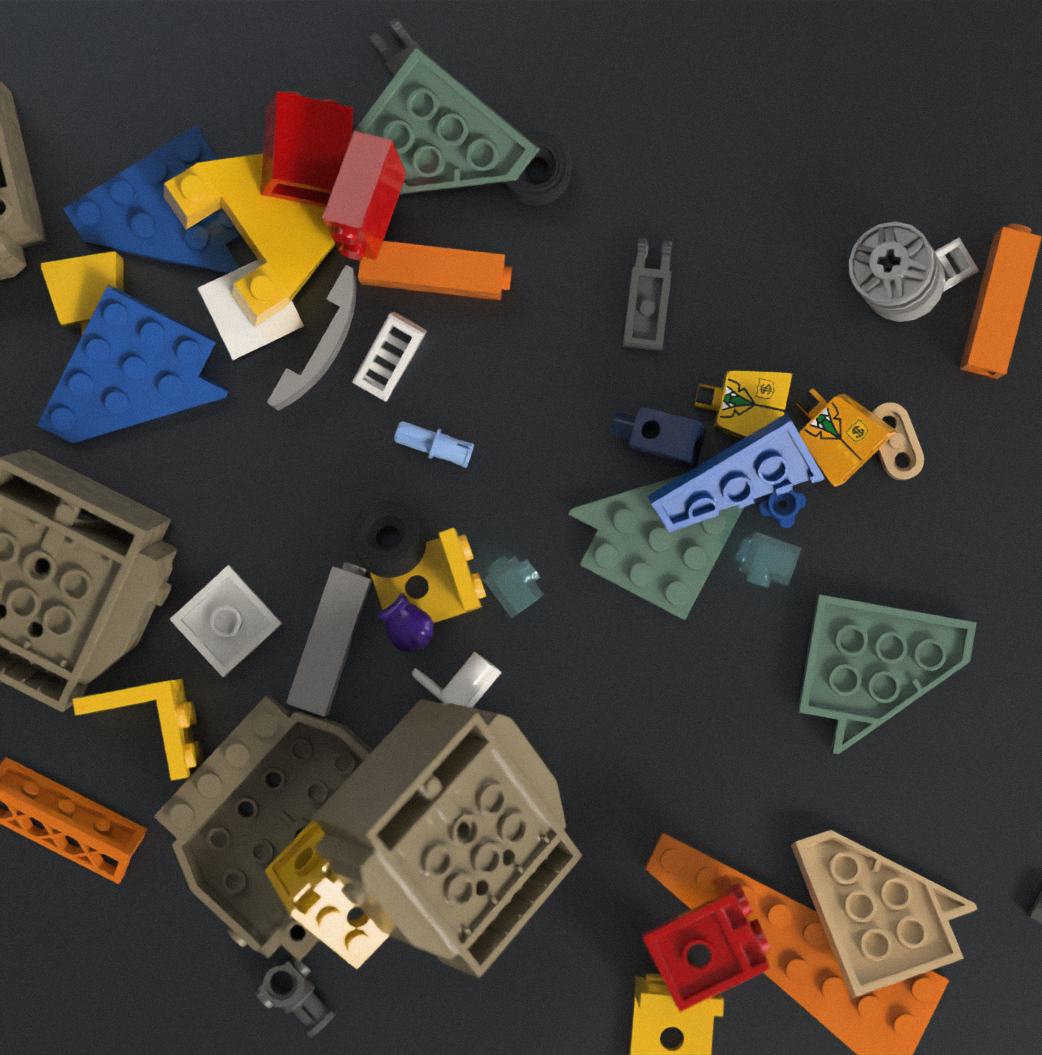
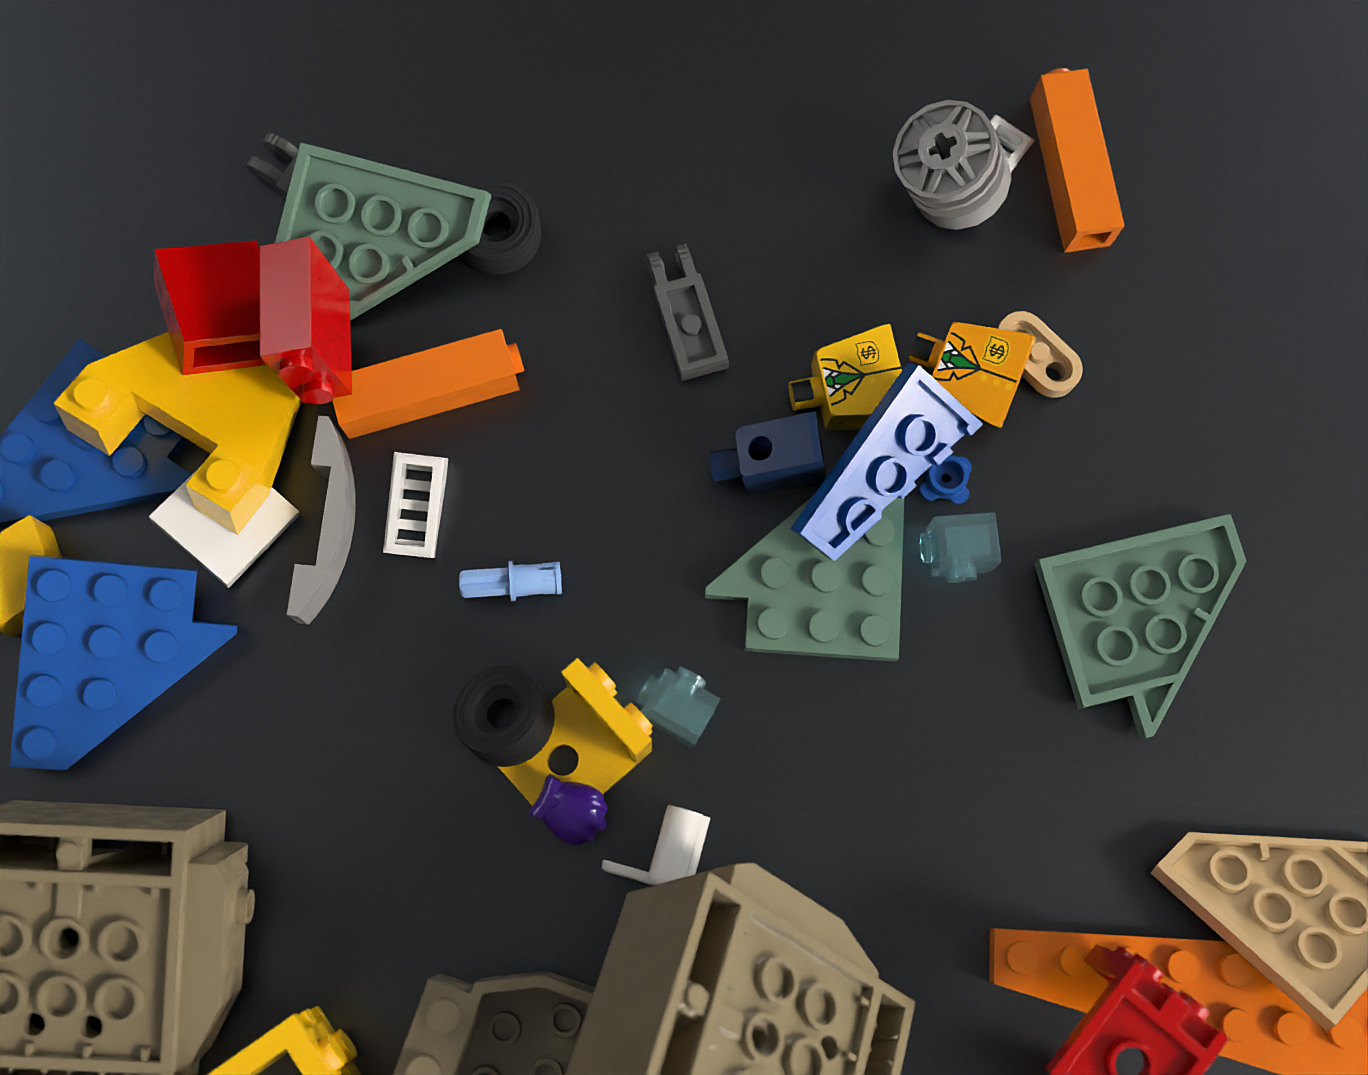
camera: 30 degrees left, 10 degrees down
(226, 621) = (344, 907): white tile -> none
(330, 639) = (483, 872): light grey brick -> none

